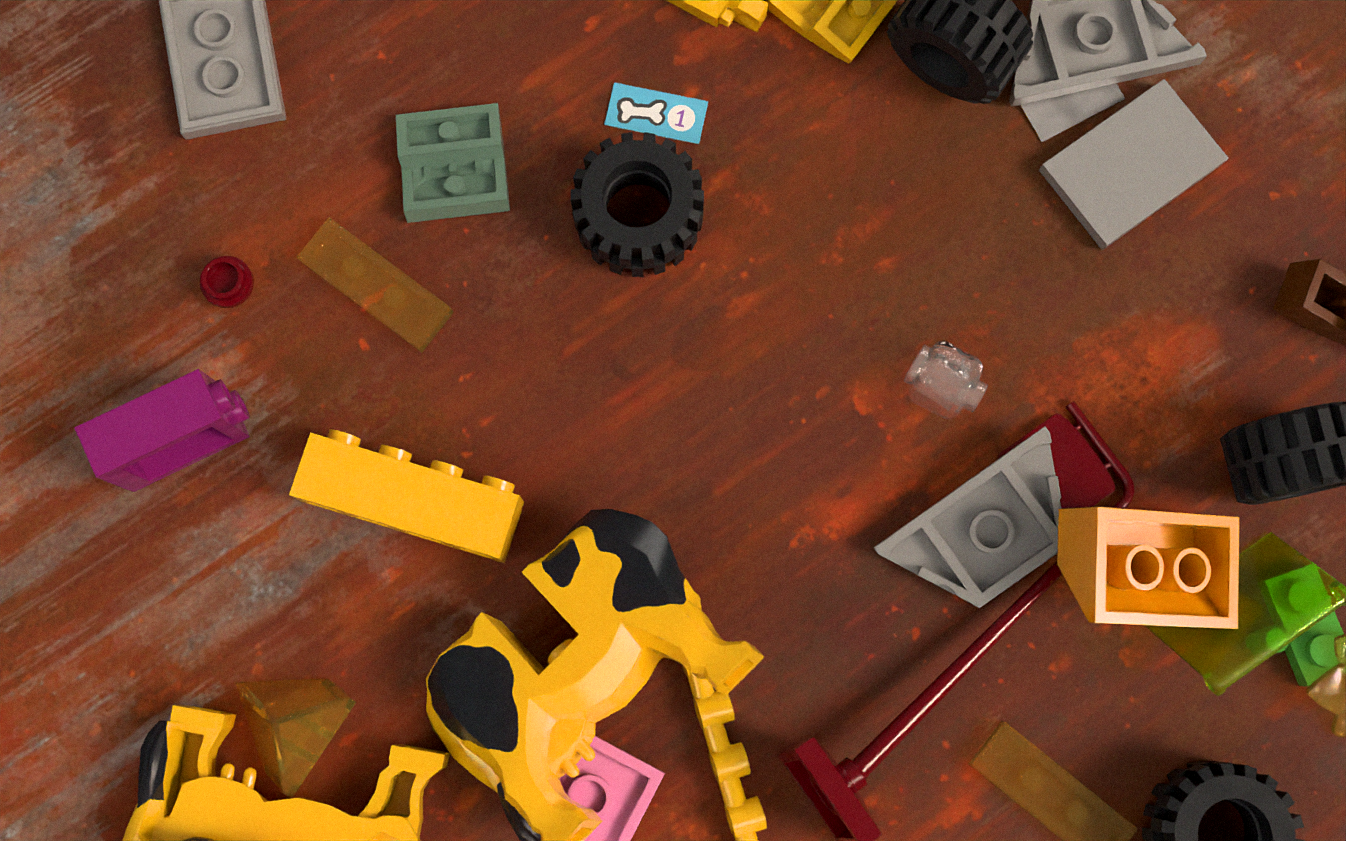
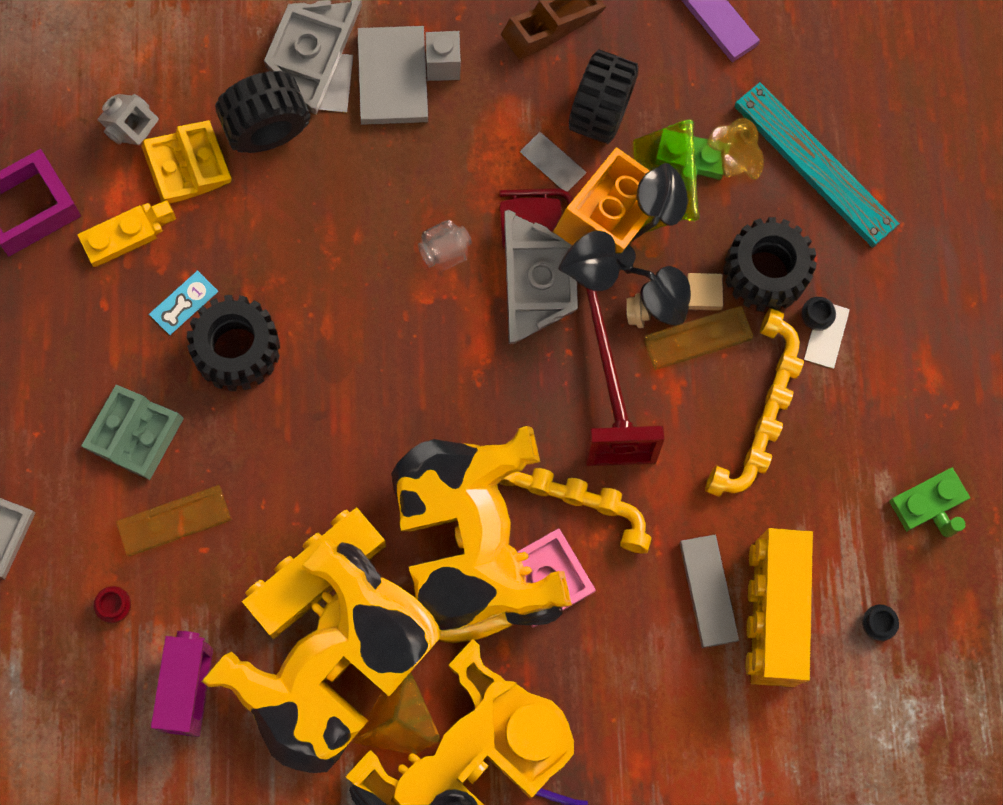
camera: 65 degrees left, 5 degrees down
(367, 605) = (363, 624): none -> yellow animal
(1032, 690) = (636, 311): none -> tan plate
(1048, 595) = (597, 266): none -> black plant
(1123, 764) = (705, 291): none -> tan tile
(1162, 445) = (553, 162): none -> flat silver sticker
(1204, 208) = (443, 55): none -> light grey brick

